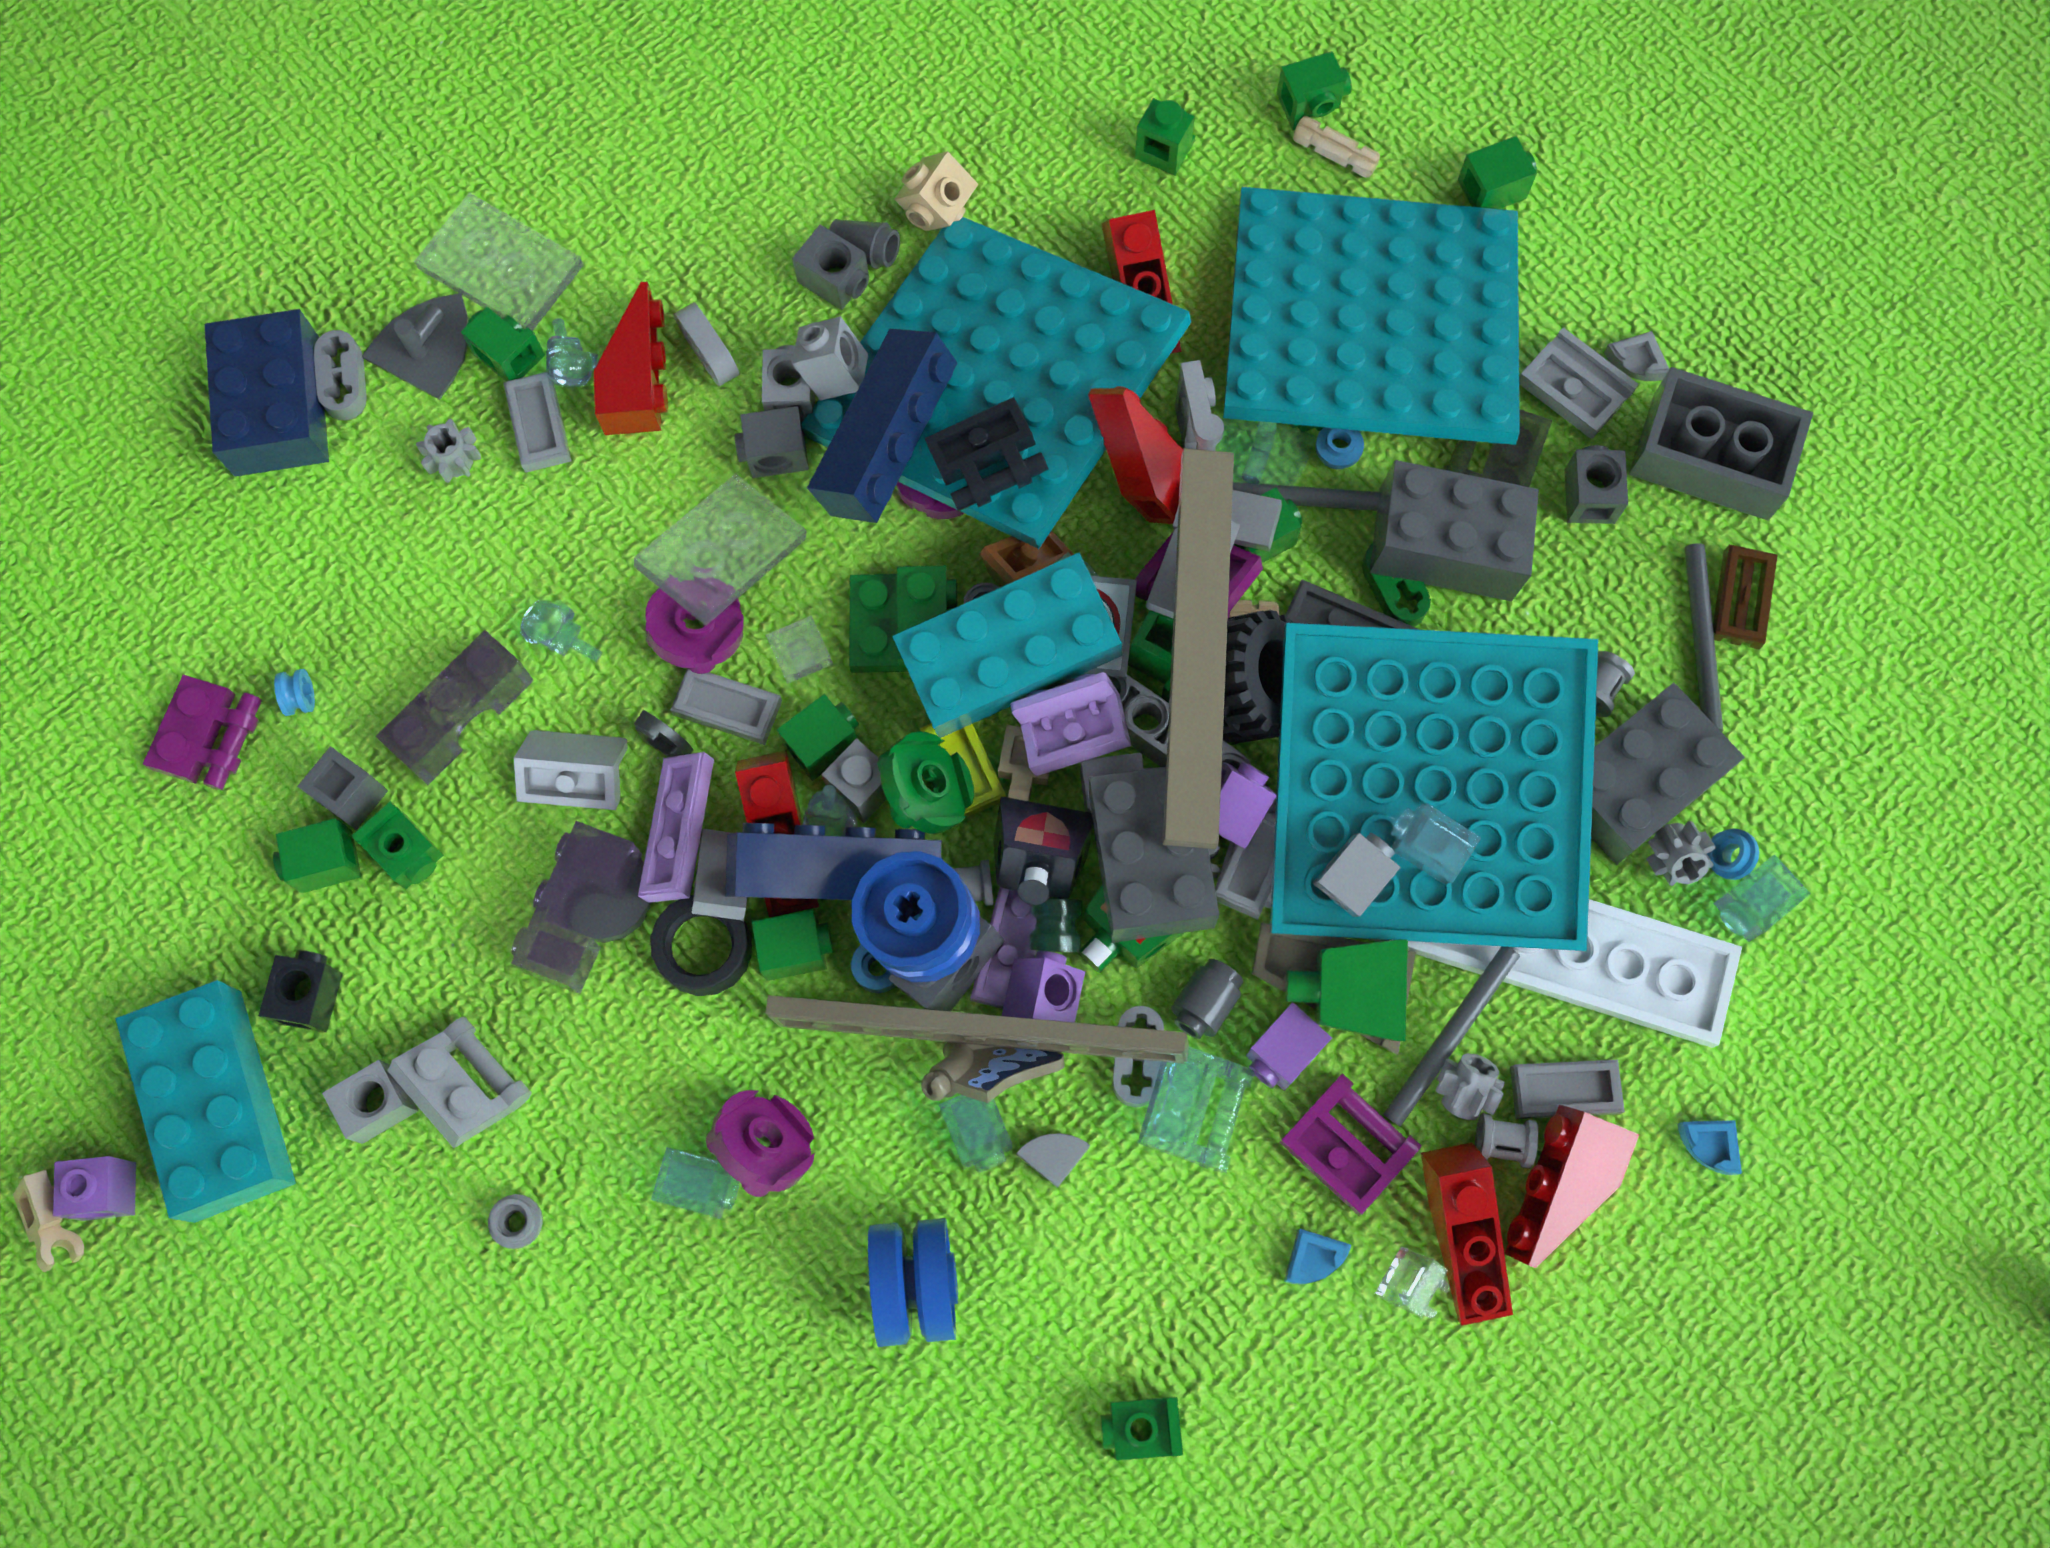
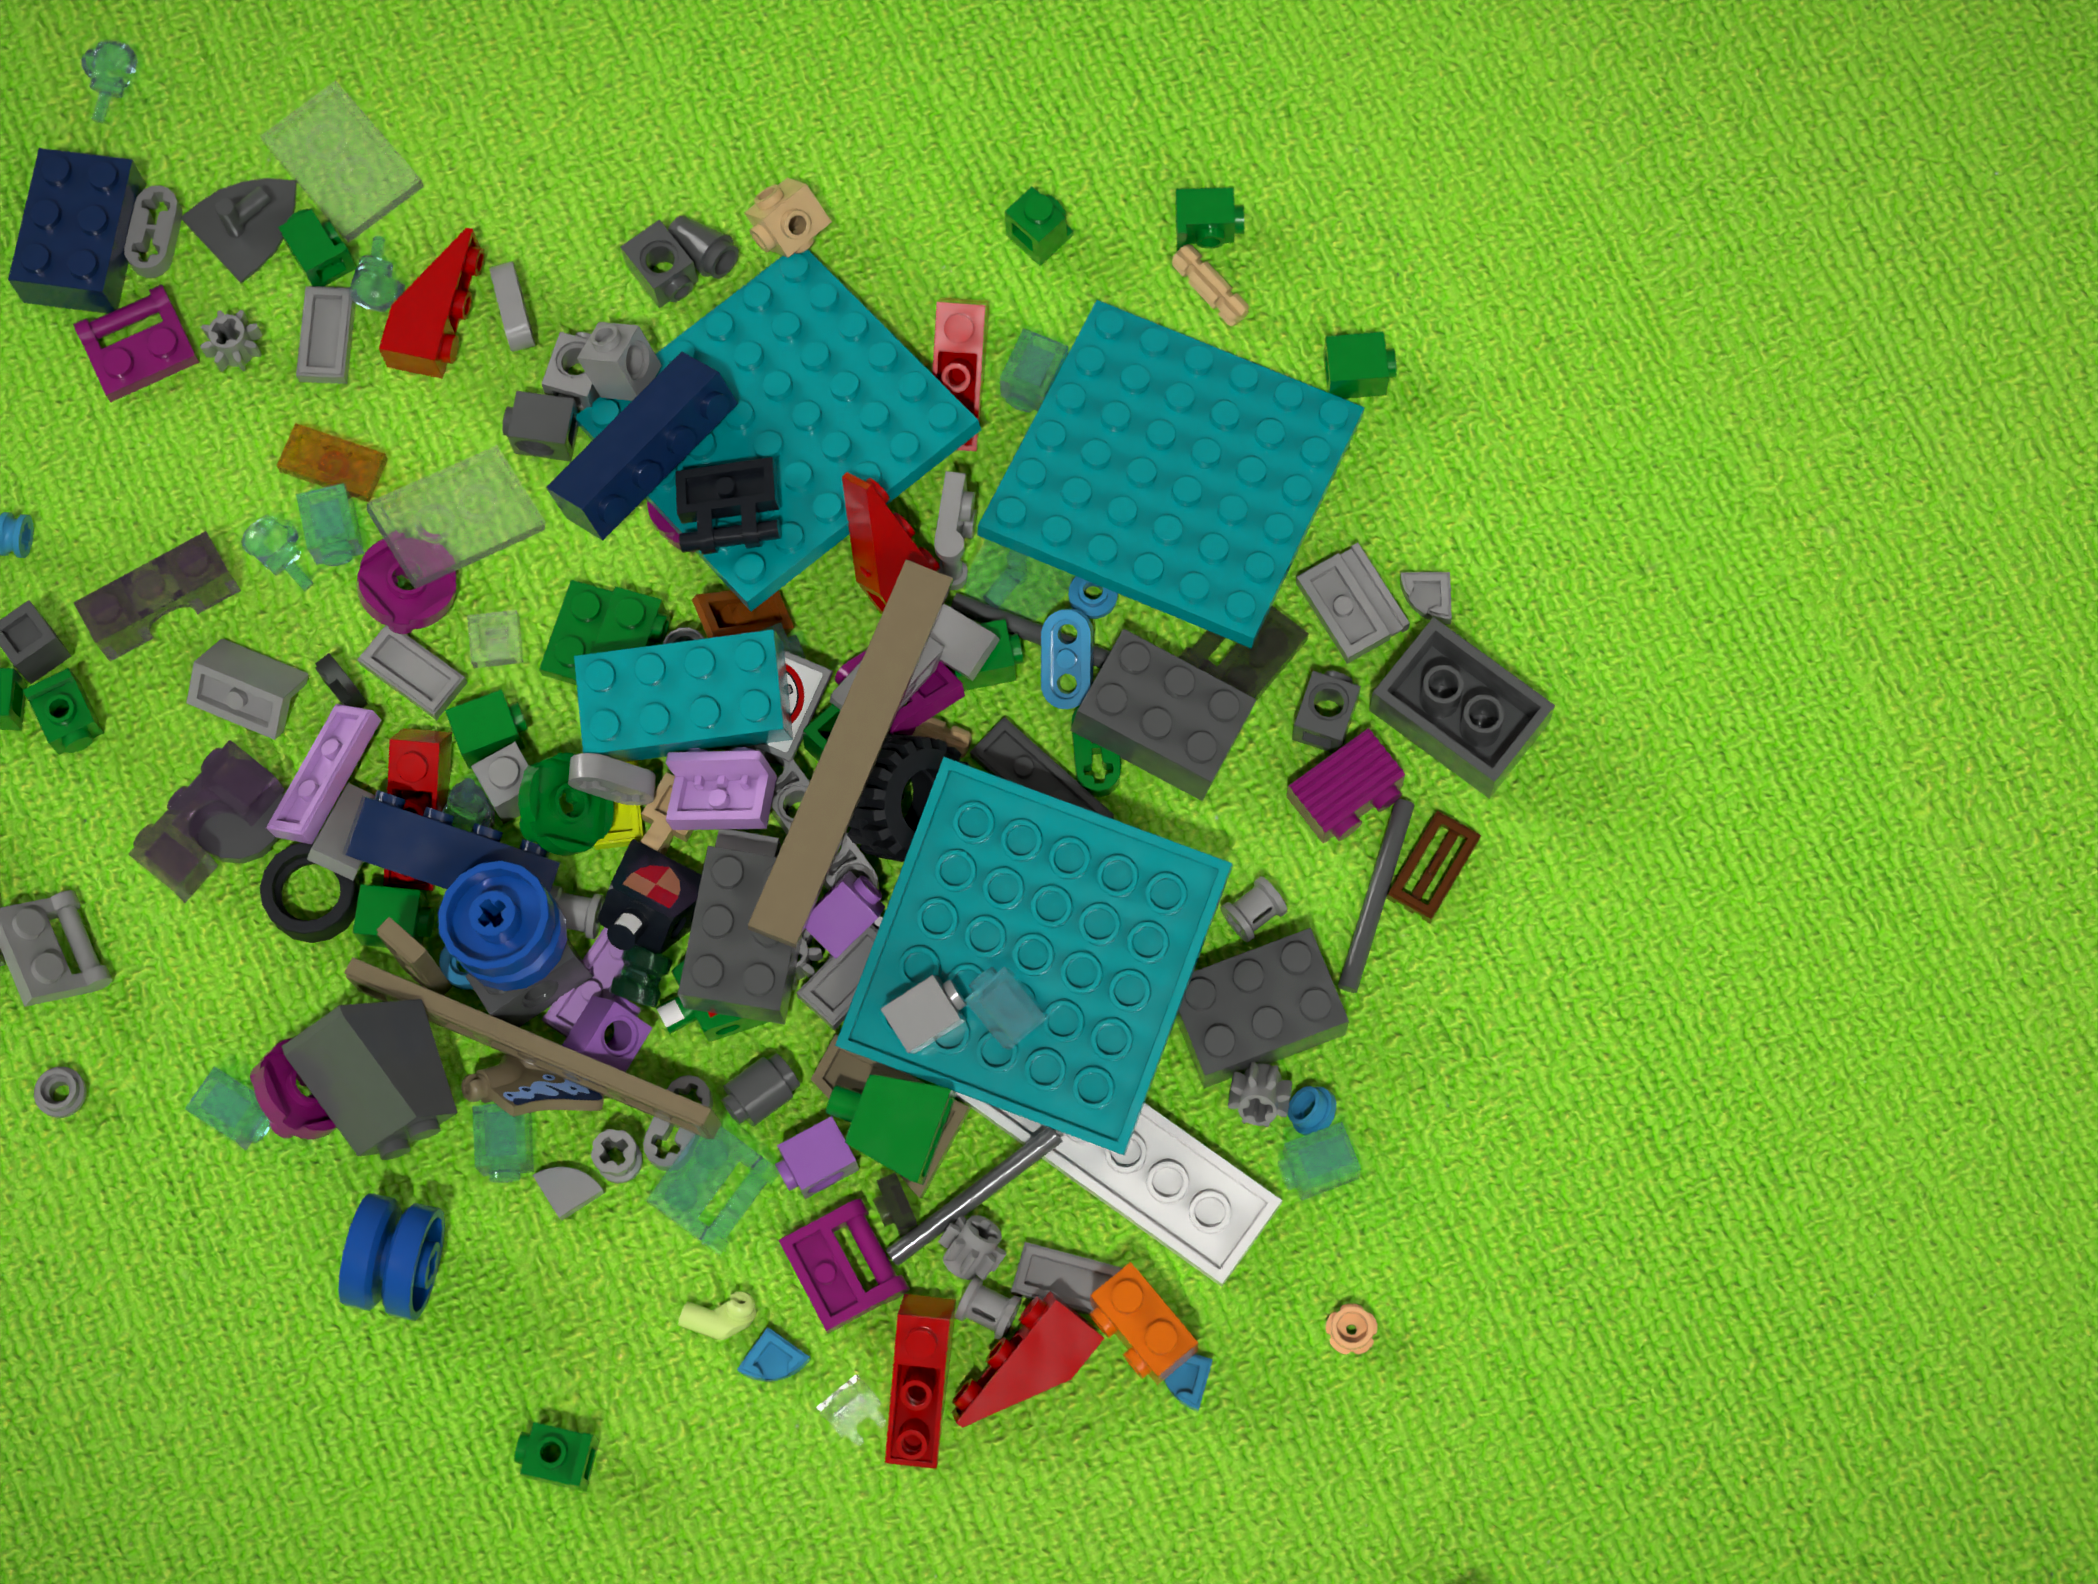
camera: 20 degrees right, 0 degrees up
(252, 241) = (111, 69): none -> clear light blue piece
(365, 492) = (142, 356): none -> magenta plate
(583, 534) = (332, 461): none -> clear orange plate
(602, 591) = (330, 525): none -> clear light blue brick
(832, 975) = (413, 957): none -> dark tan tile
(834, 1105) = (375, 1074): none -> dark grey slope
(963, 744) = (611, 779): none -> light grey beam
(1097, 1123) = (624, 1143): none -> light grey bush
(1211, 263) = (1031, 370): none -> clear light blue brick
(1254, 1235) = (723, 1321): none -> yellowish green arm
(1347, 506) = (1066, 658): none -> dark azure plate
(1379, 1069) = (894, 1206): none -> clear smoke plate
(1641, 546) = (1347, 787): none -> magenta brick
(1670, 1109) = (1143, 1323): none -> orange brick
(1864, 1046) = (1351, 1315): none -> light nougat plate

